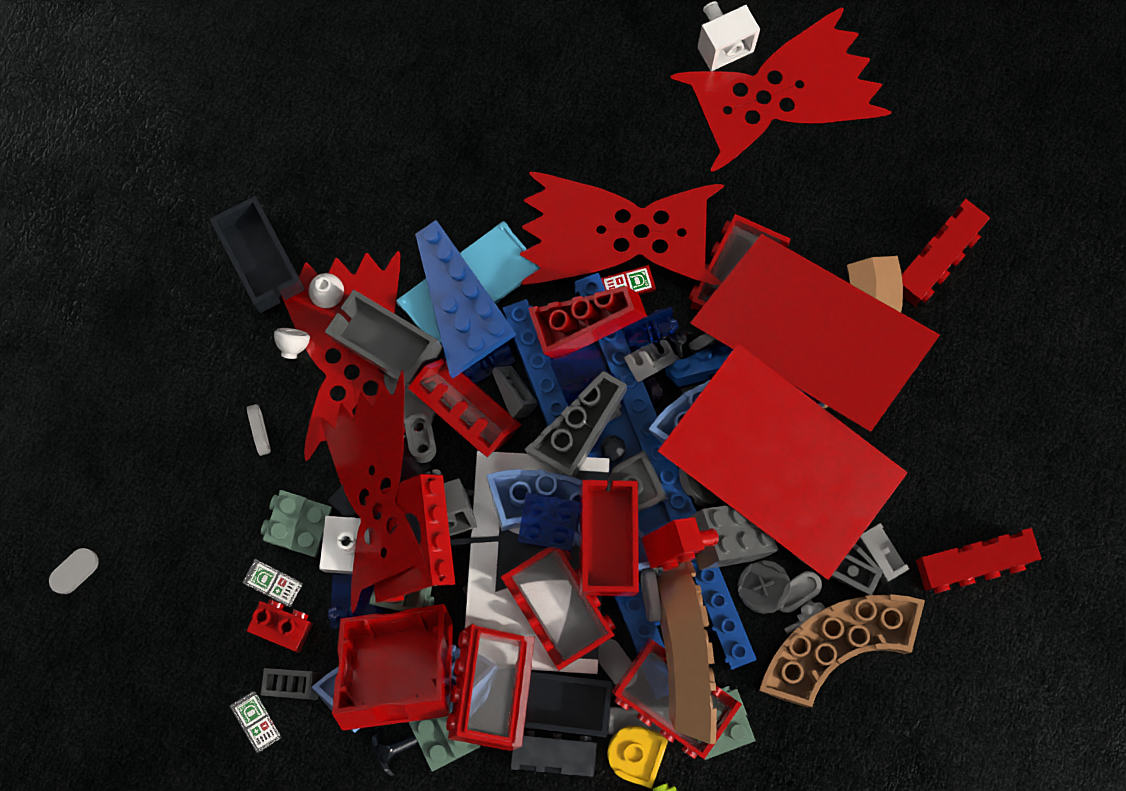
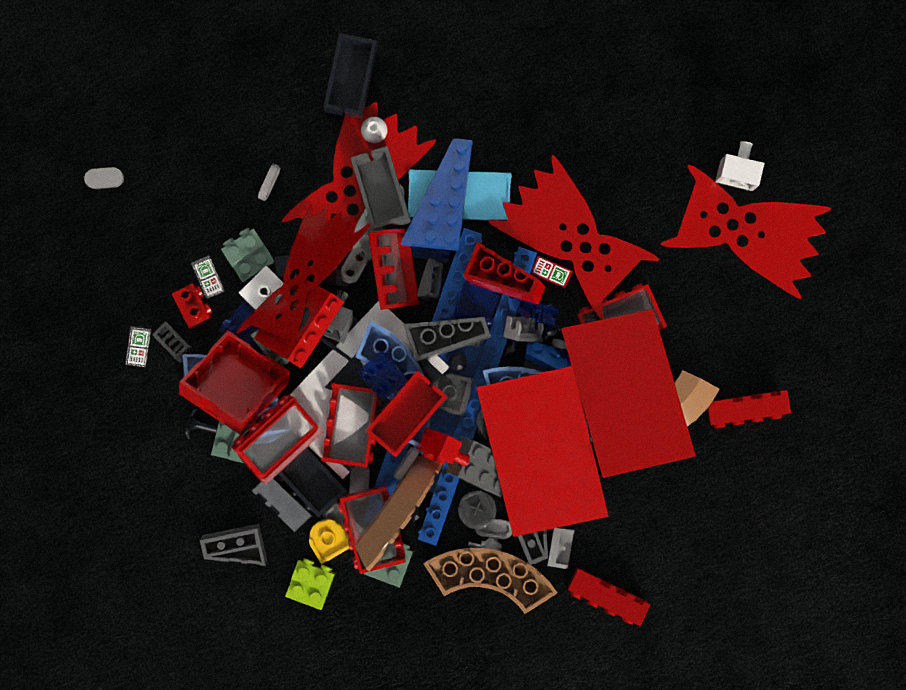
camera: 45 degrees right, 10 degrees up
(291, 341) = (329, 144): white brick -> none

